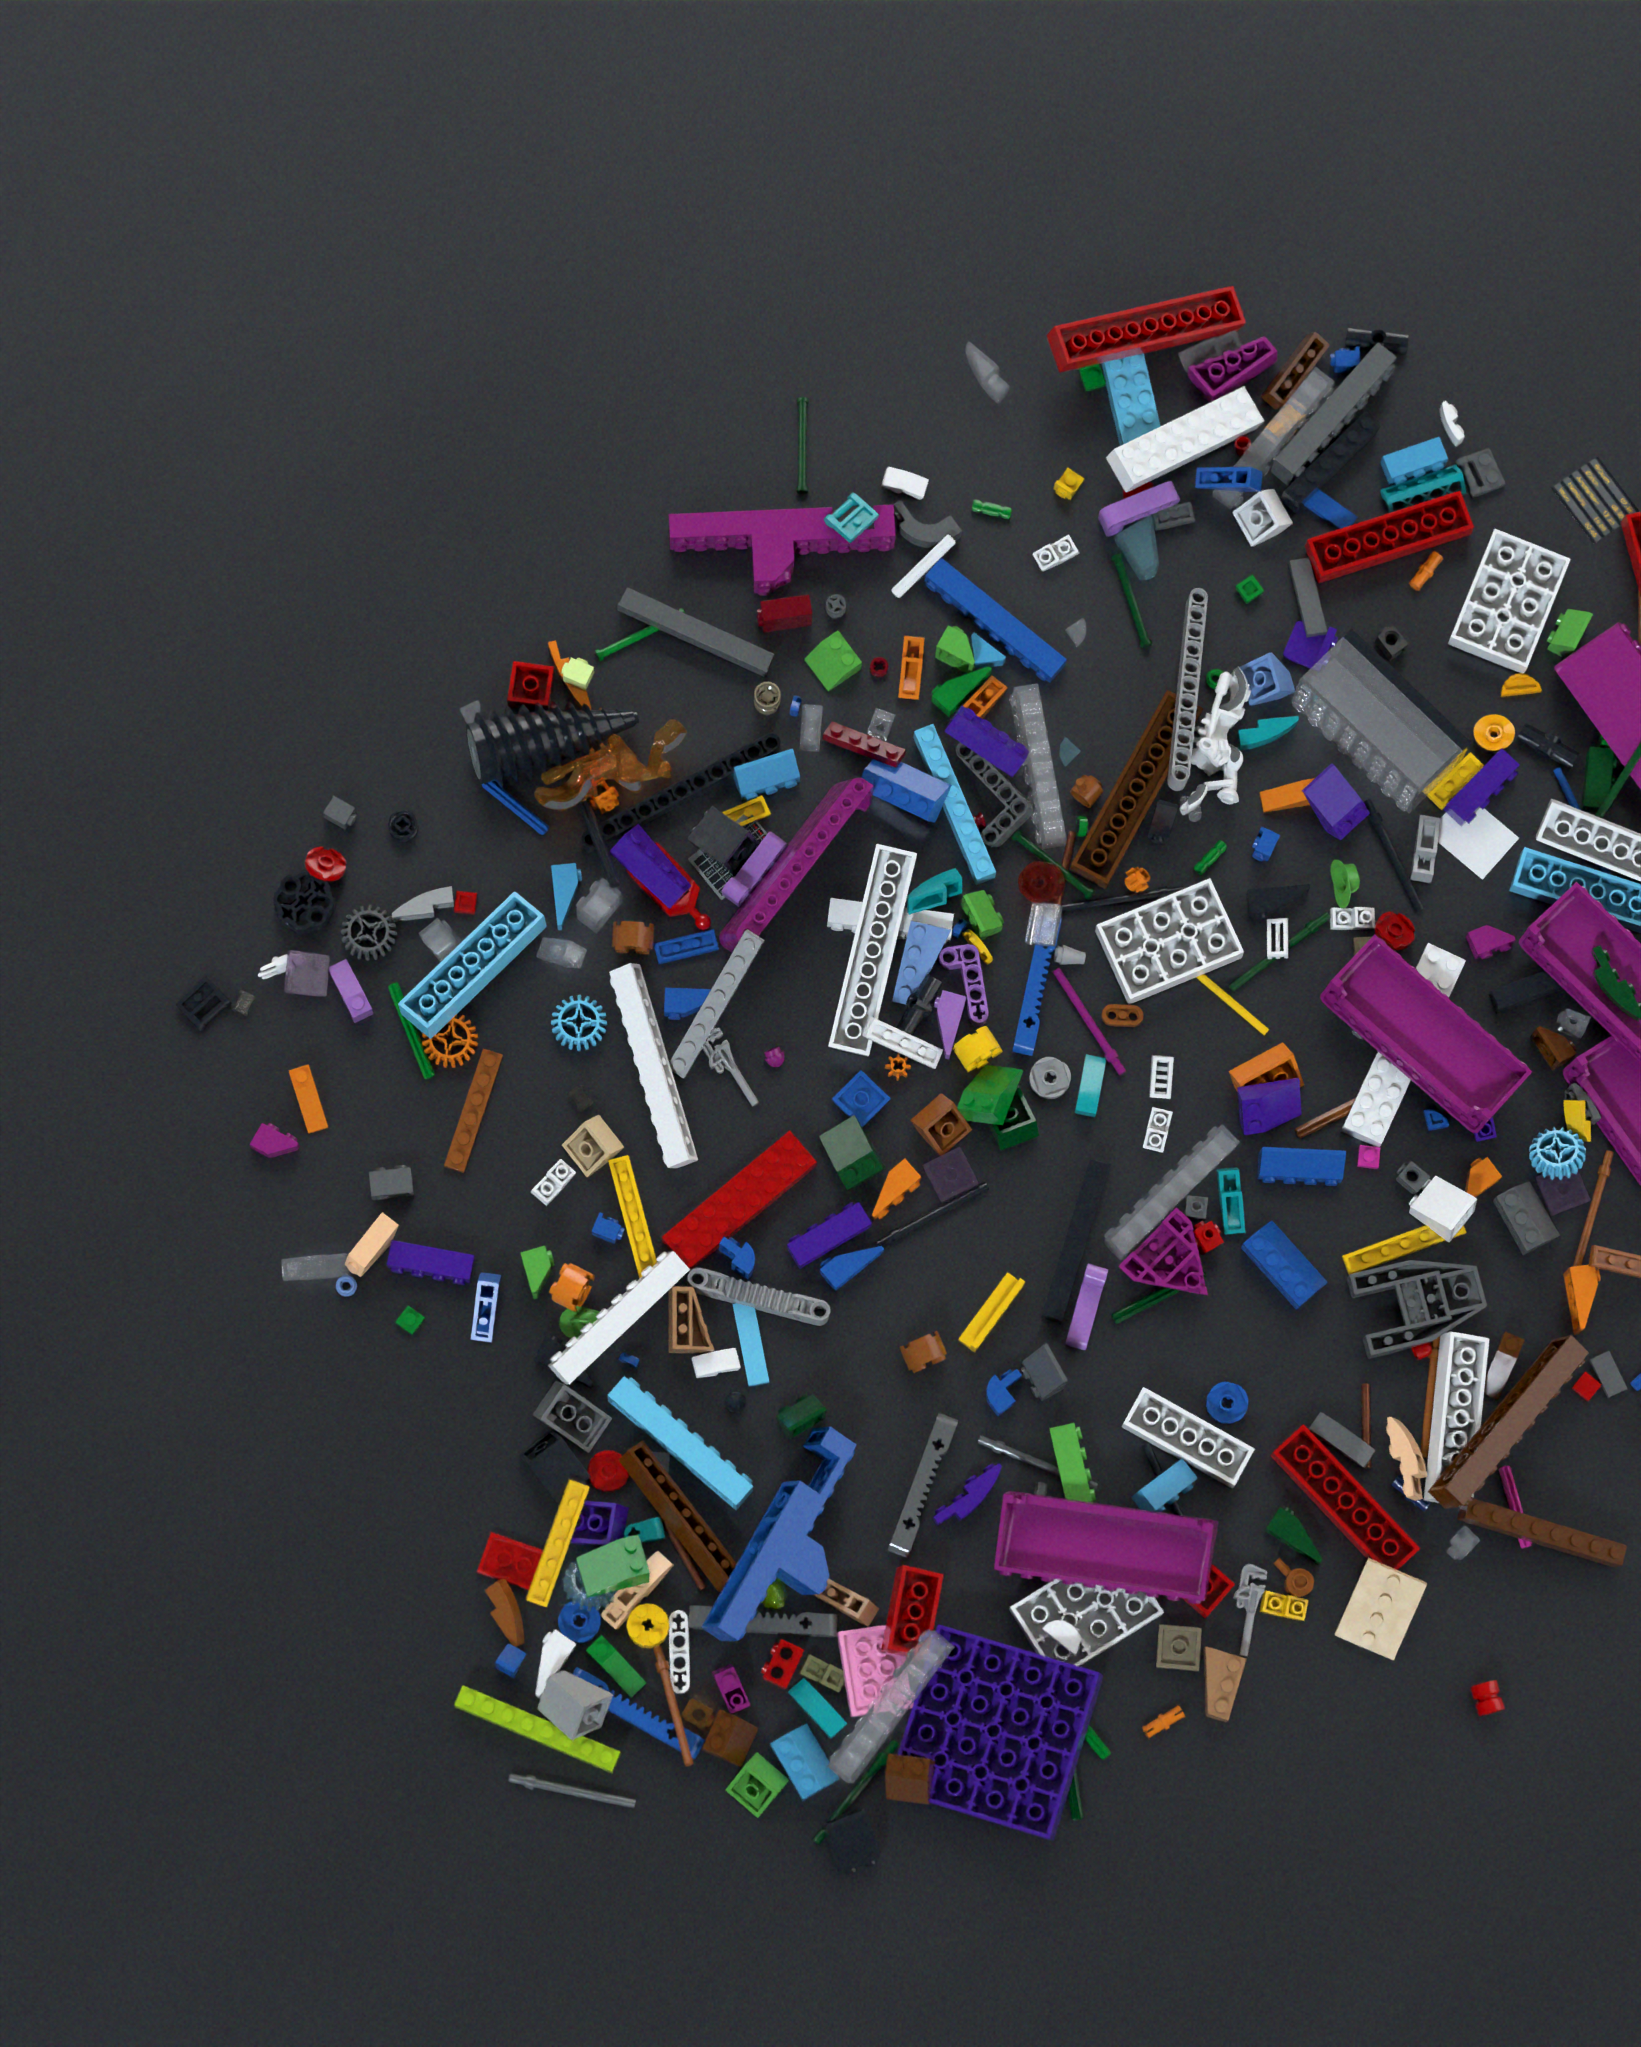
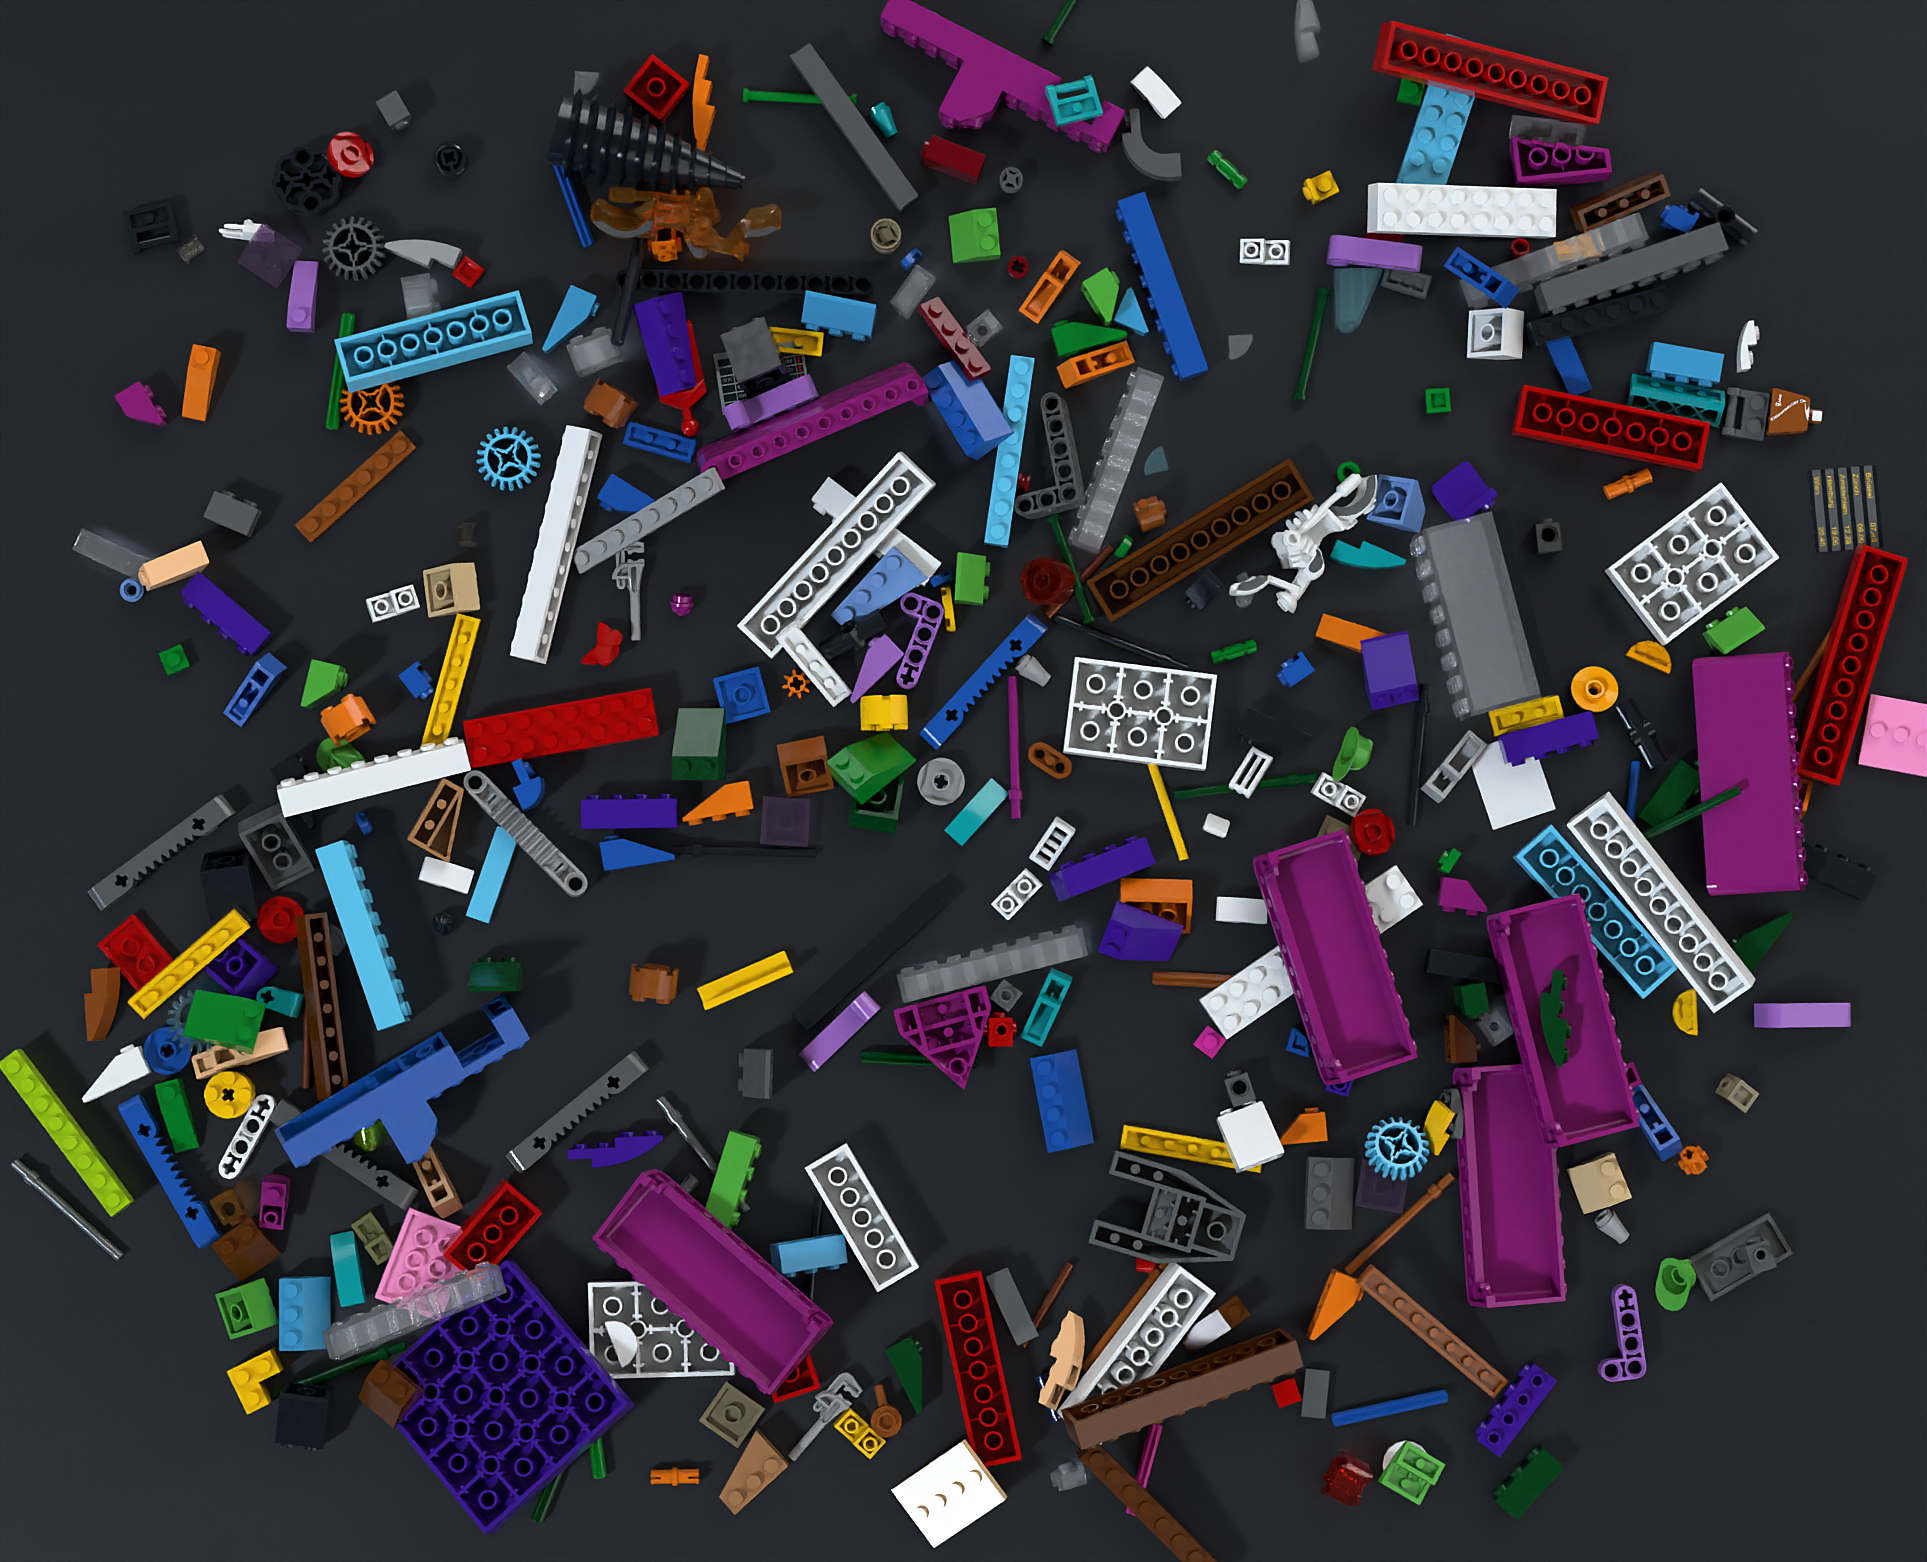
camera: 30 degrees right, 10 degrees up
(463, 1524) = (109, 890): none -> dark grey gear
(510, 1660) = (76, 1051): blue slope -> none
(574, 1704) = (111, 1131): light grey slope -> none
(577, 673) = (709, 103): yellowish green brick -> none
(663, 1668) = (222, 1141): dark orange bar -> none
(713, 615) = (883, 119): none -> teal cone
(736, 1119) = (606, 648): none -> red animal
(788, 1666) = (341, 1211): red brick -> none
(791, 1838) = (249, 1378): none -> yellow brick
(923, 566) = (1122, 190): white axle -> none
(935, 891) = (935, 530): teal slope -> none
(987, 741) = (1076, 407): dark purple brick -> none
(997, 1394) = (701, 1065): blue brick -> none
(1043, 924) = (1022, 626): clear plate -> none
(1137, 879) = (1146, 632): orange gear -> none
(1185, 696) = (1302, 477): light grey beam -> none
(1209, 1073) = (1101, 869): none -> dark purple wedge
(1223, 1414) = (932, 1194): blue plate -> none
(1275, 993) = (1216, 825): none -> white slope
(1301, 1165) = (1135, 1014): blue slope -> none
(1307, 597) = (1491, 443): dark grey tile -> none
(1332, 1044) = (1241, 910): none -> white slope
(1463, 919) = (1448, 860): none -> green plate
(1512, 453) = (1789, 413): none -> dark orange torso
(1544, 1008) = (1471, 999): none -> dark green brick

